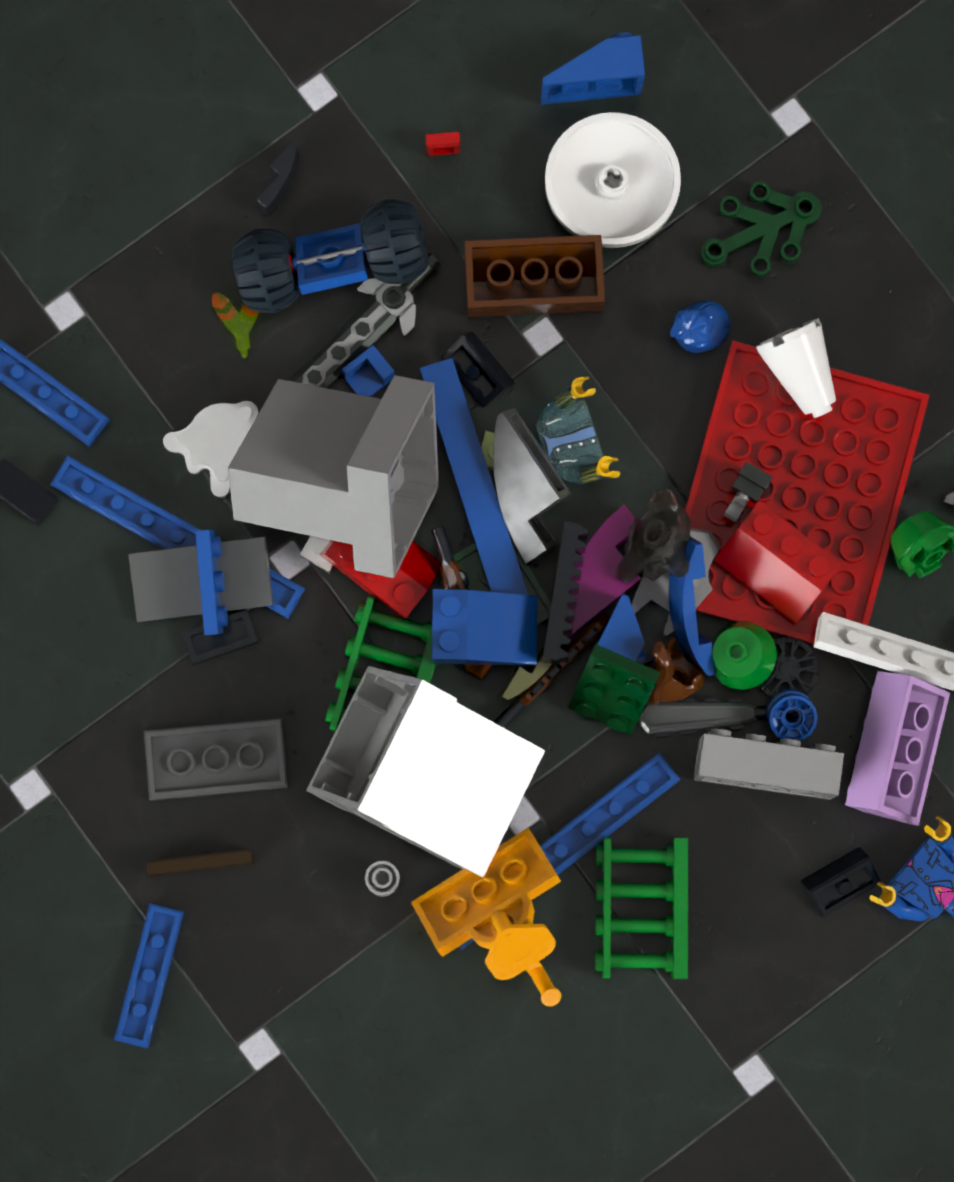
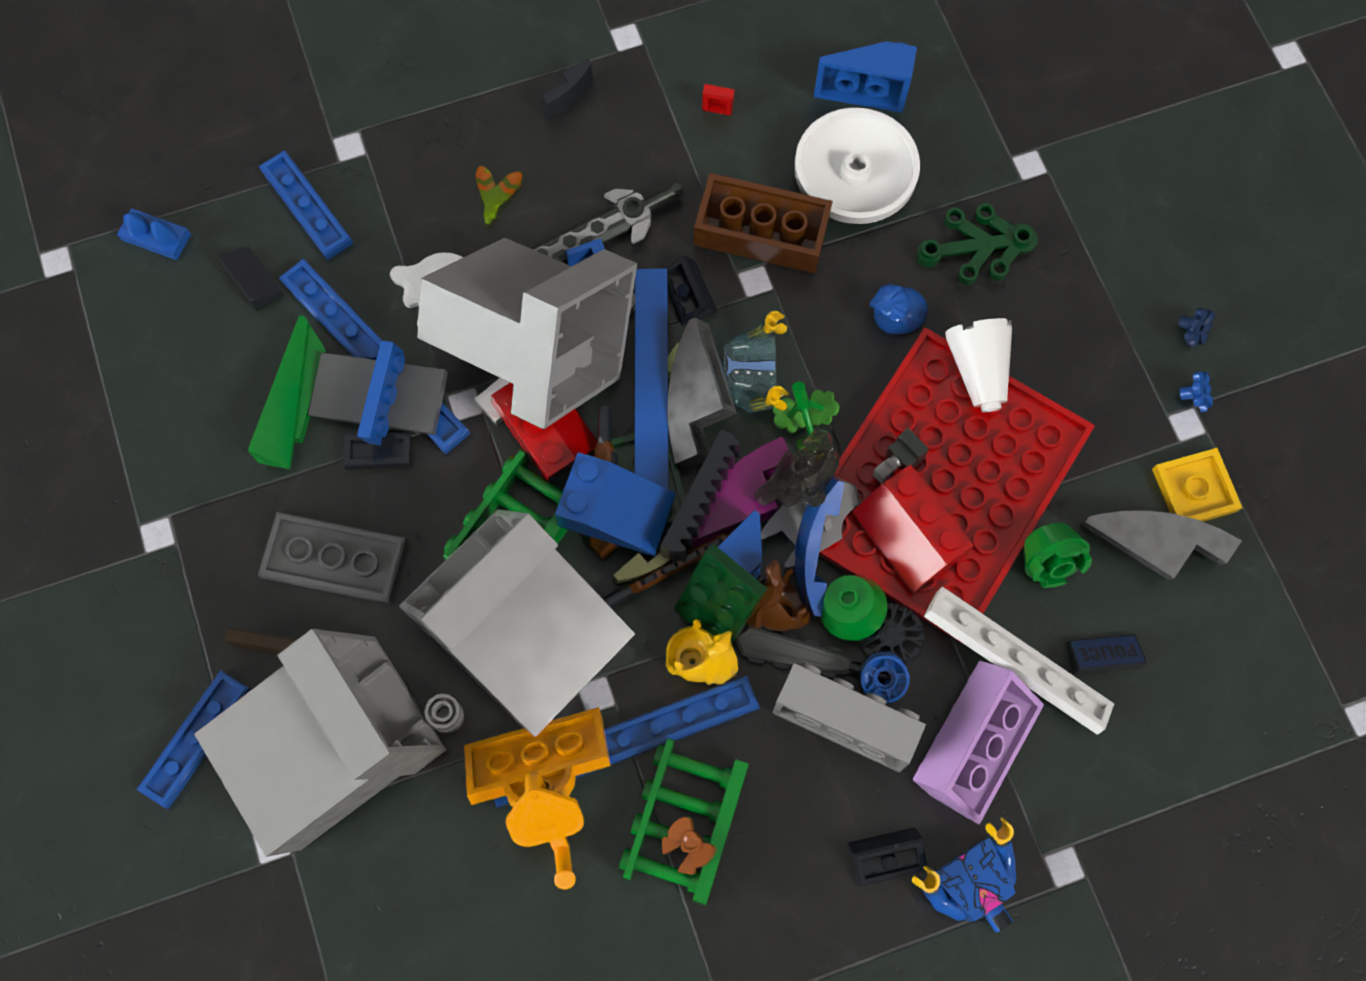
camera: 20 degrees right, 10 degrees down
(115, 609) = (289, 400): none -> green wedge
(273, 277) = (533, 159): black plate -> none
(278, 942) = (317, 739): none -> light grey piece
(623, 748) = (712, 655): none -> yellow piece
(634, 469) = (821, 409): none -> bright green plant
(666, 933) = (683, 834): none -> dark orange piece

